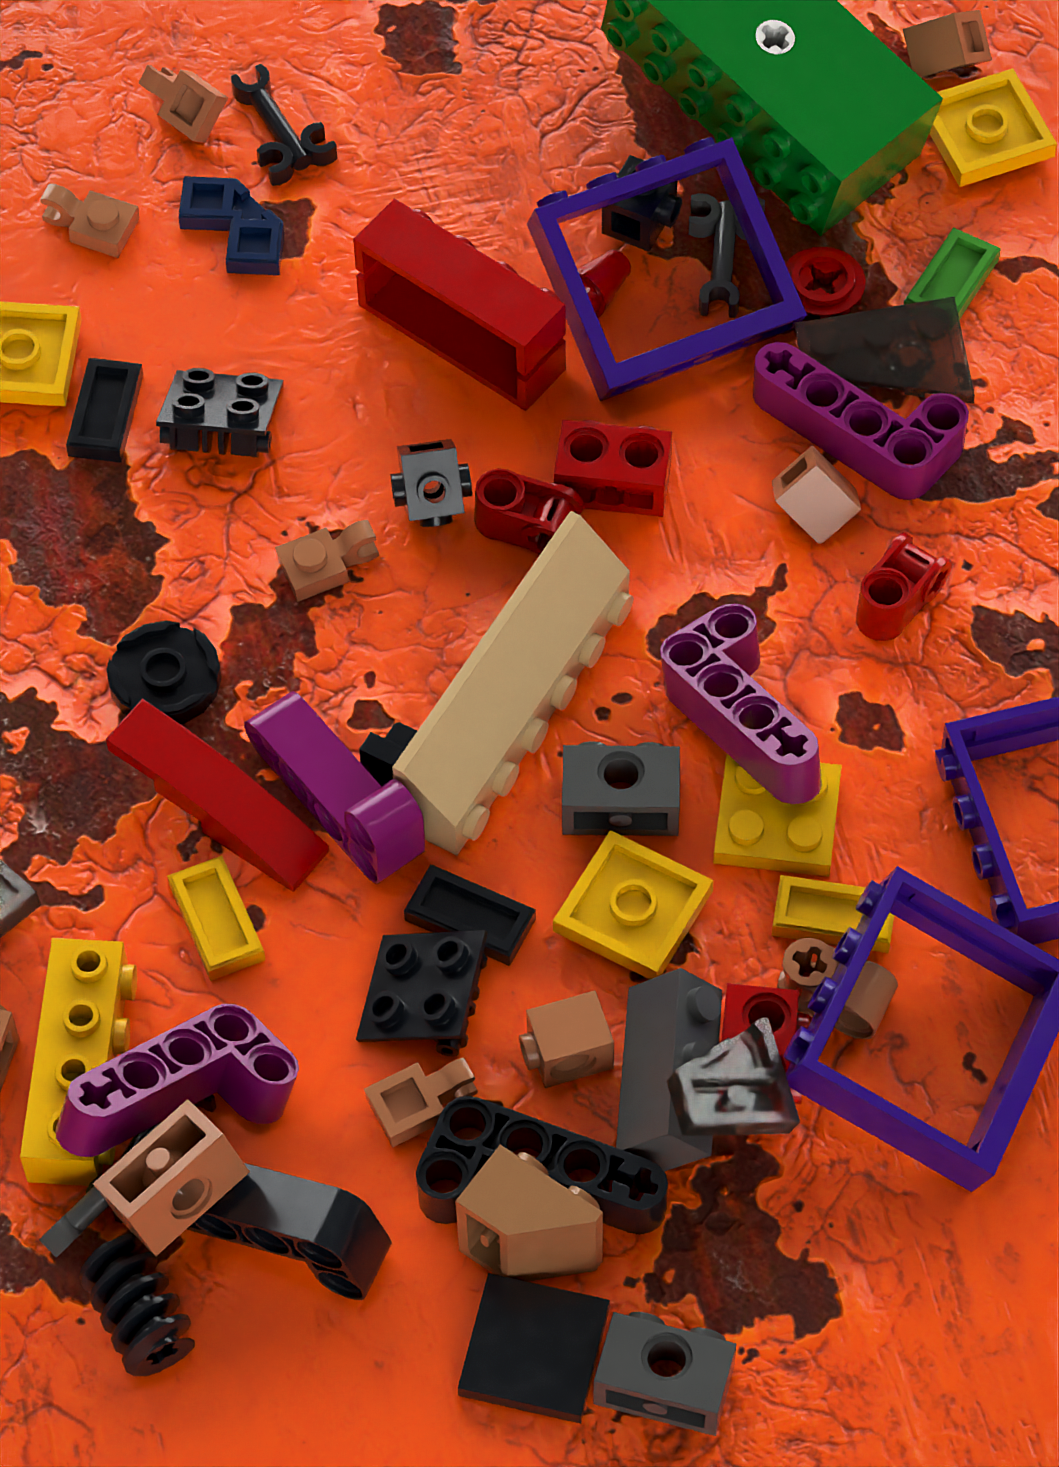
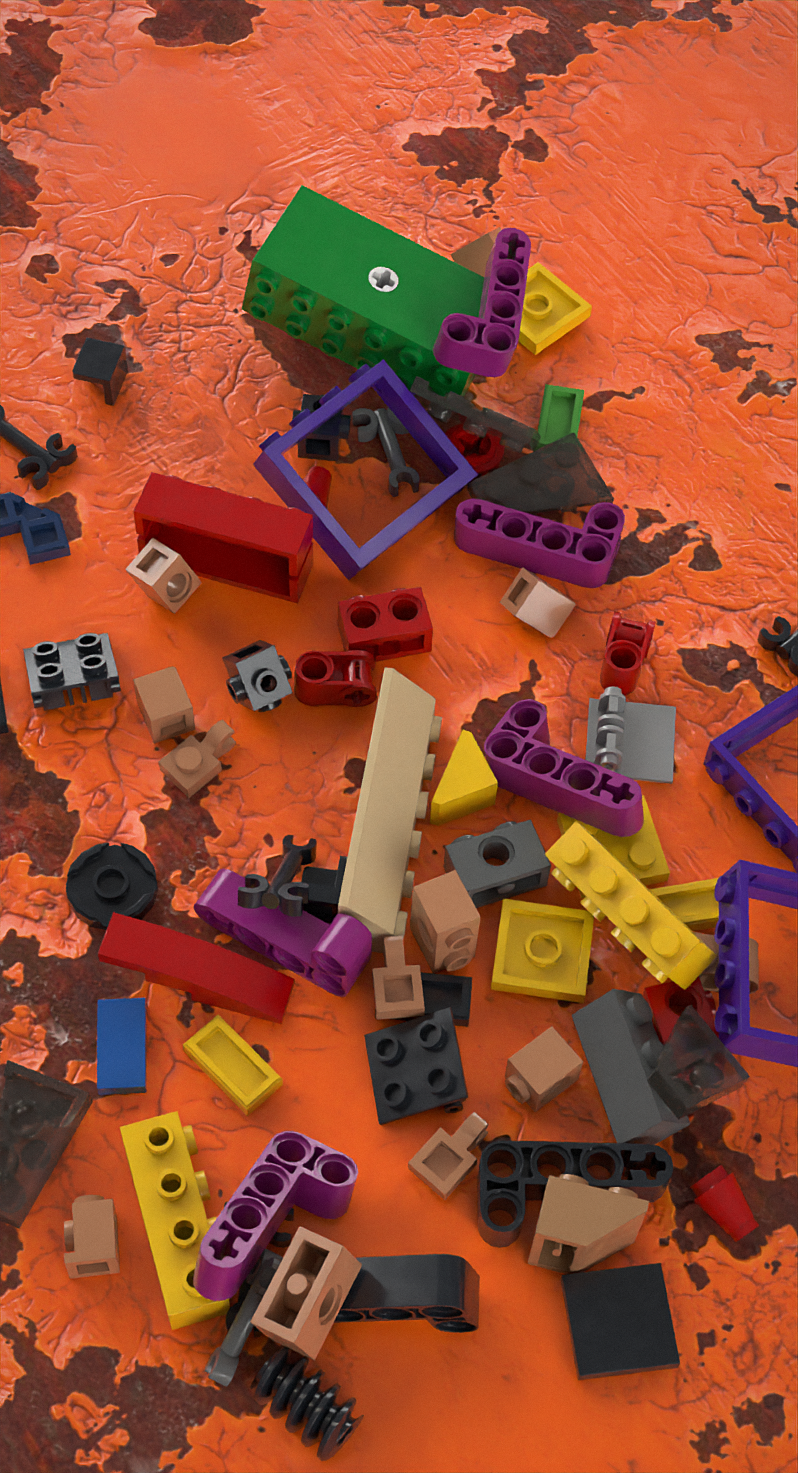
camera: 25 degrees left, 0 degrees up
(99, 856) = (121, 1046): none -> blue tile
(308, 482) = (164, 704): none -> nougat panel
(349, 734) = (281, 889): none -> black bar
(369, 329) = (163, 575): none -> nougat brick
(408, 55) = (104, 365): none -> black panel
(437, 887) = (397, 986): none -> nougat plate
(522, 832) = (444, 922): none -> nougat brick
(622, 684) = (465, 785): none -> yellow slope
(686, 1400) = (705, 1323): dark grey brick -> none
(717, 1259) = (725, 1203): none -> red cone
(746, 881) = (638, 914): none -> yellow brick
(833, 246) = (513, 434): none -> clear smoke wing
(859, 693) = (631, 737): none -> light grey hinge
(908, 102) = (489, 342): none -> magenta beam

